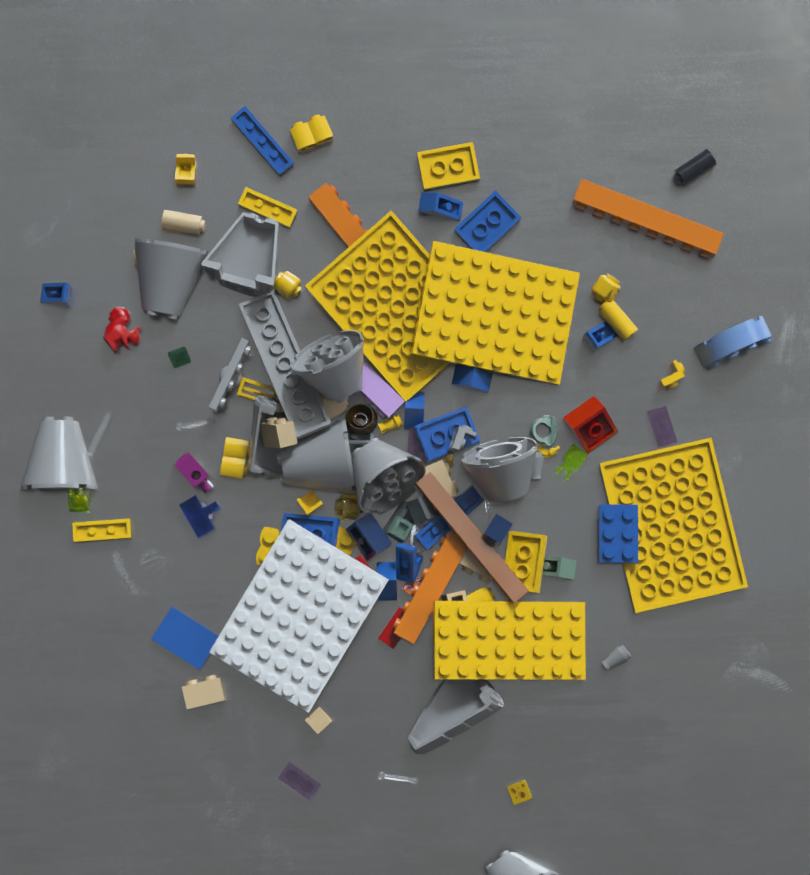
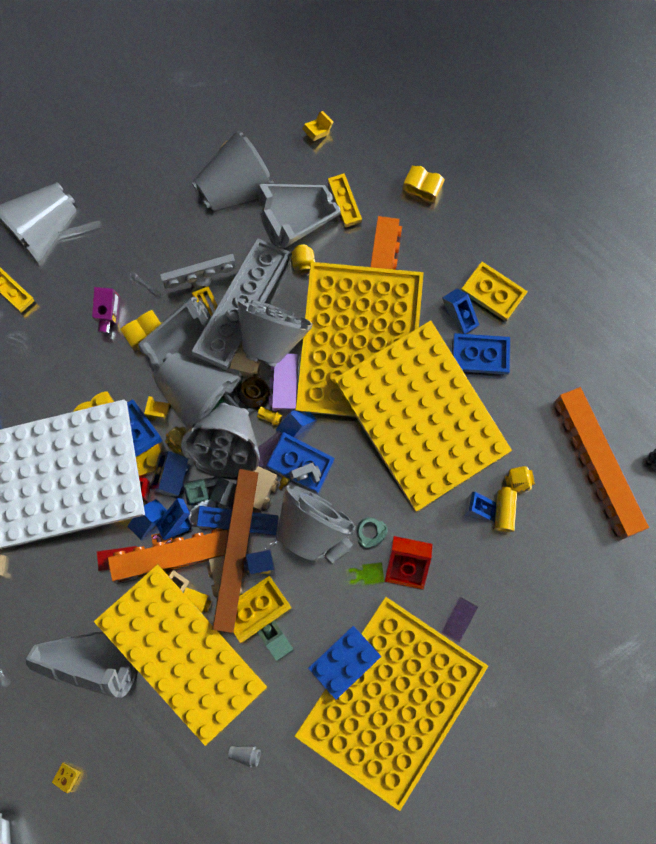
camera: 45 degrees right, 10 degrees down
(56, 293) = (154, 122): blue slope -> none
(77, 501) = (13, 252): clear neon green plate -> none
(115, 331) = (162, 178): red animal -> none
(179, 357) = (183, 232): clear green slope -> none
(182, 222) = (279, 155): tan brick -> none
(199, 515) = (79, 343): clear blue hinge -> none
(262, 140) = (386, 158): blue plate -> none
(278, 433) = (185, 338): tan brick -> none
(472, 378) = (359, 444): blue slope -> none
(548, 453) = (355, 548): yellow piece -> none
(671, 381) = (501, 593): yellow bracket -> none
(733, 340) = (577, 610): medium blue brick -> none

